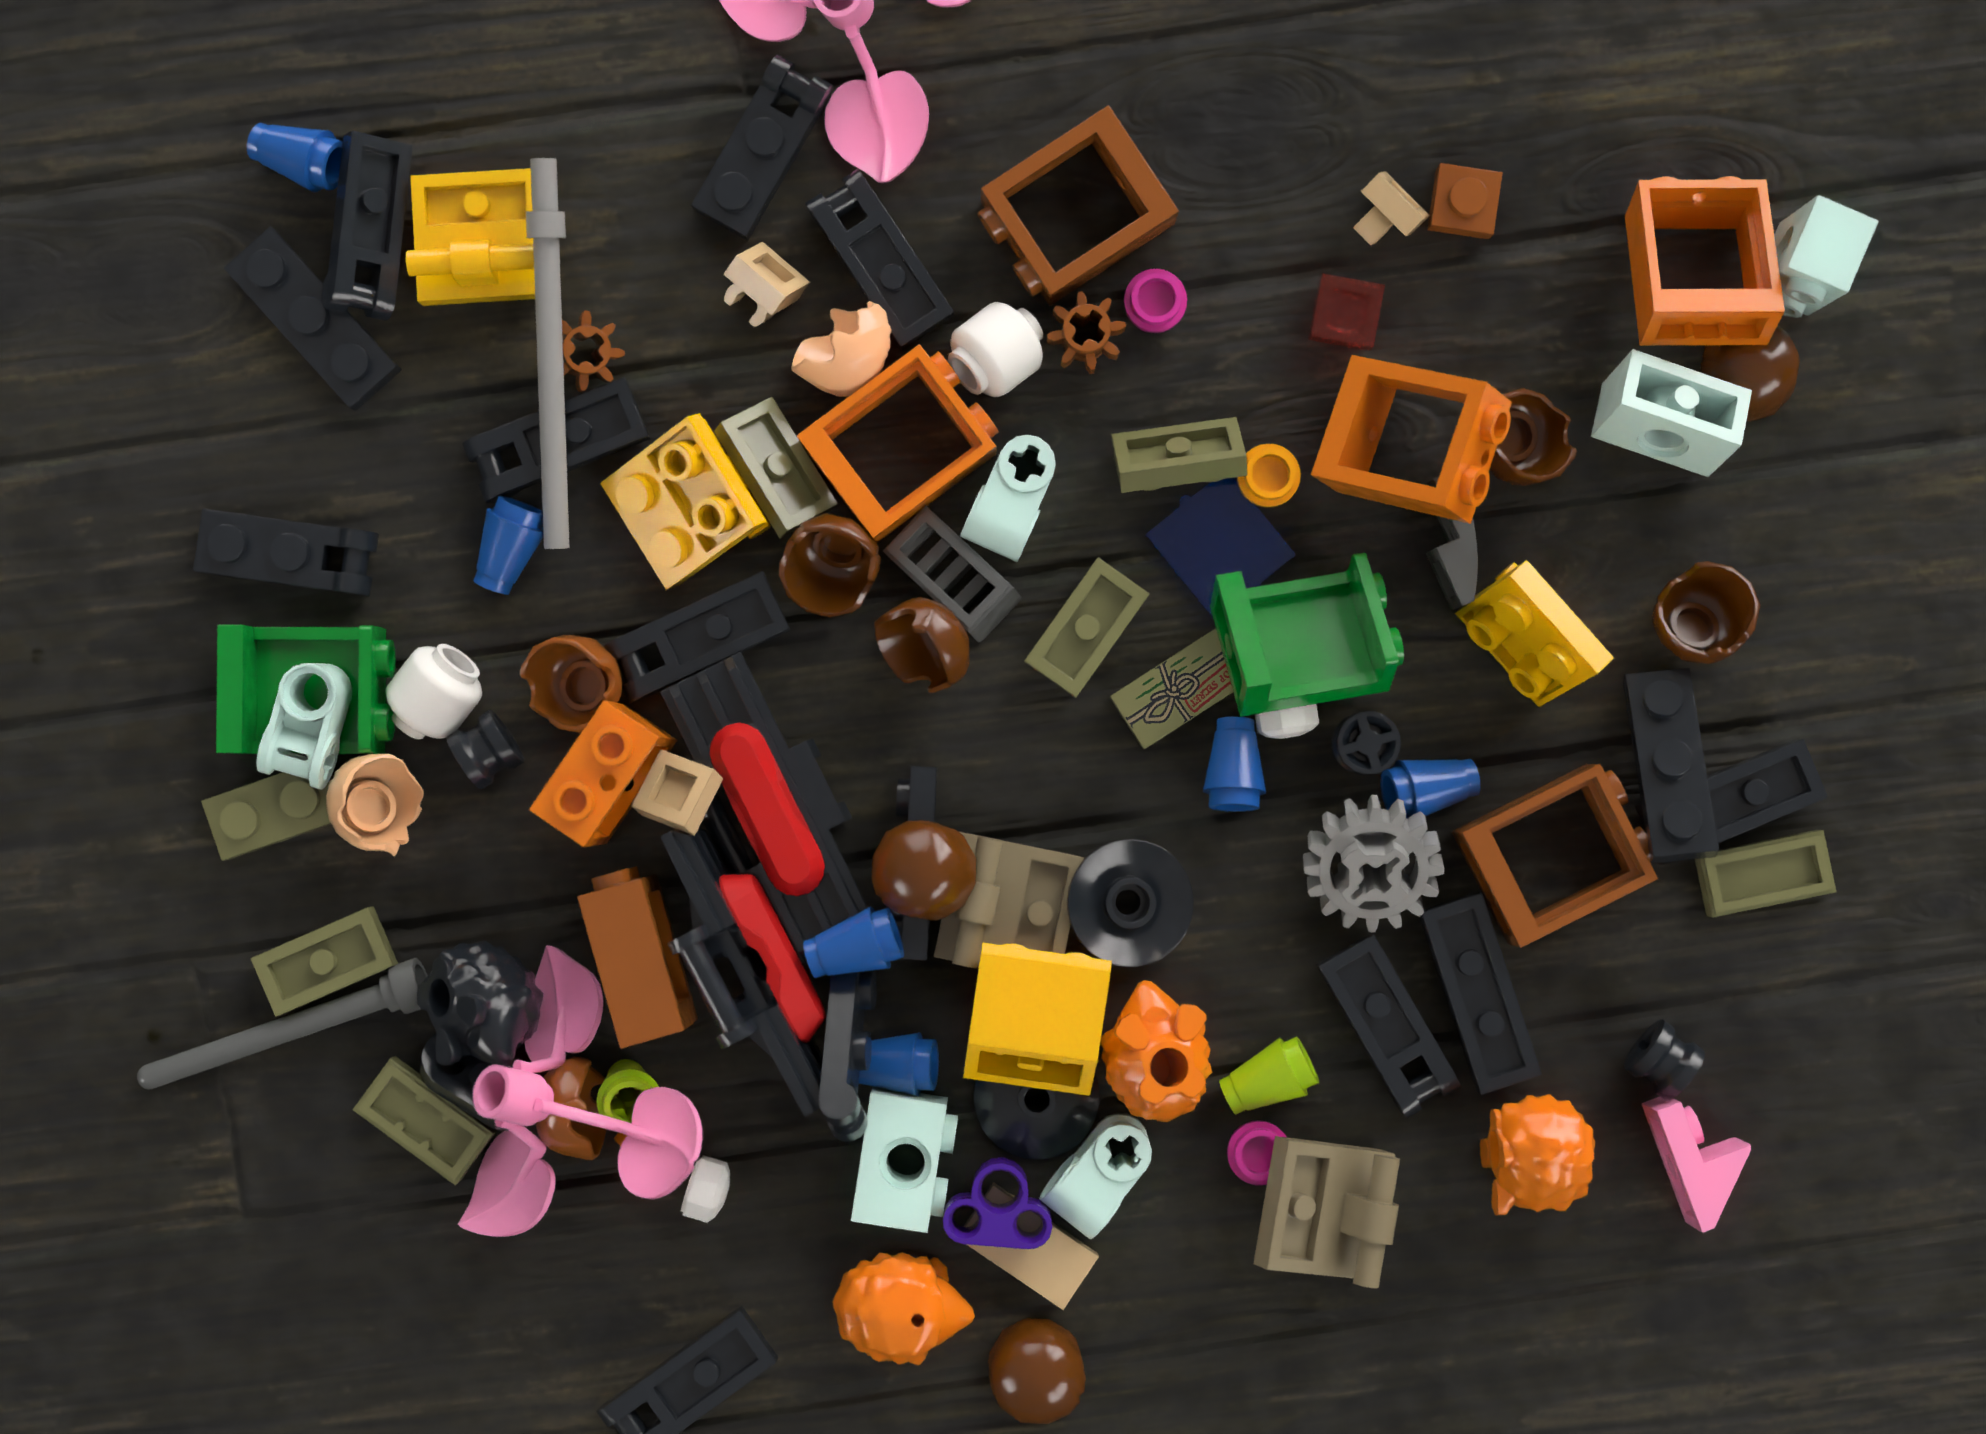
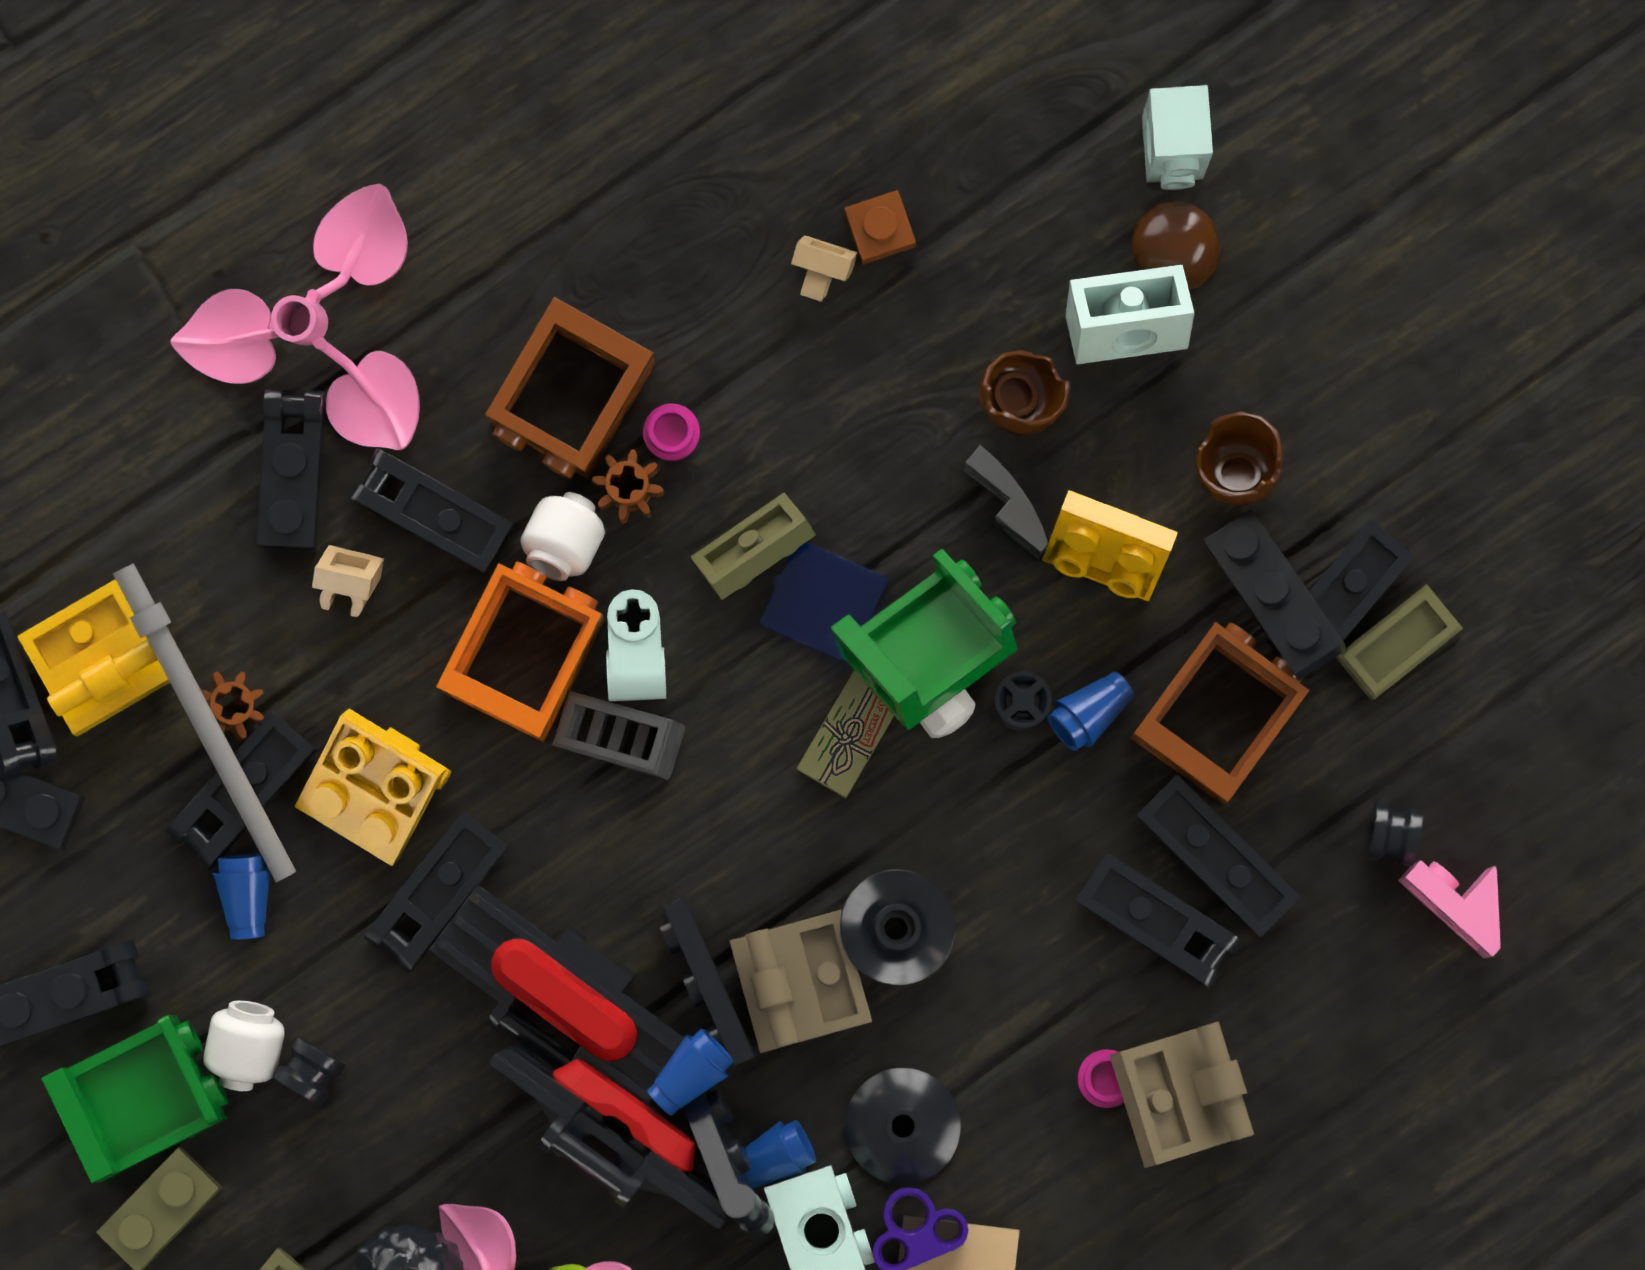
camera: 20 degrees left, 5 degrees down
(306, 729) = (155, 1127): light aqua piece -> none
(374, 802) = (239, 1159): light nougat hair -> none
(570, 680) = (353, 979): dark orange hair -> none
(588, 788) = (407, 1056): orange window -> none
(636, 968) = (517, 1172): dark orange window -> none
(677, 792) = (484, 1021): tan tile -> none
(775, 466) = (431, 721): olive plate -> none
(829, 565) = (515, 778): reddish brown hair -> none
(848, 354) = (445, 600): light nougat hair -> none
(923, 643) = (623, 802): reddish brown hair -> none
(923, 870) = (715, 983): reddish brown hair -> none
(1037, 1018) = (867, 1058): yellow slope -> none
(1086, 627) = (749, 723): olive plate -> none
(1093, 1183) = (983, 1172): light aqua piece -> none
(1157, 1055) = (981, 1038): orange animal -> none
(1234, 767) = (926, 775): blue cone -> none
(1270, 1077) = (1084, 1011): lime cone -> none
(1271, 476) = (836, 525): light orange plate -> none
(1346, 312) = (829, 364): clear red plate -> none
(1359, 422) = (885, 449): orange window -> none
(1373, 857) = (1065, 774): light grey gear -> none
(1538, 1154) = (1329, 961): orange animal -> none
(1705, 315) = (1113, 224): orange window -> none

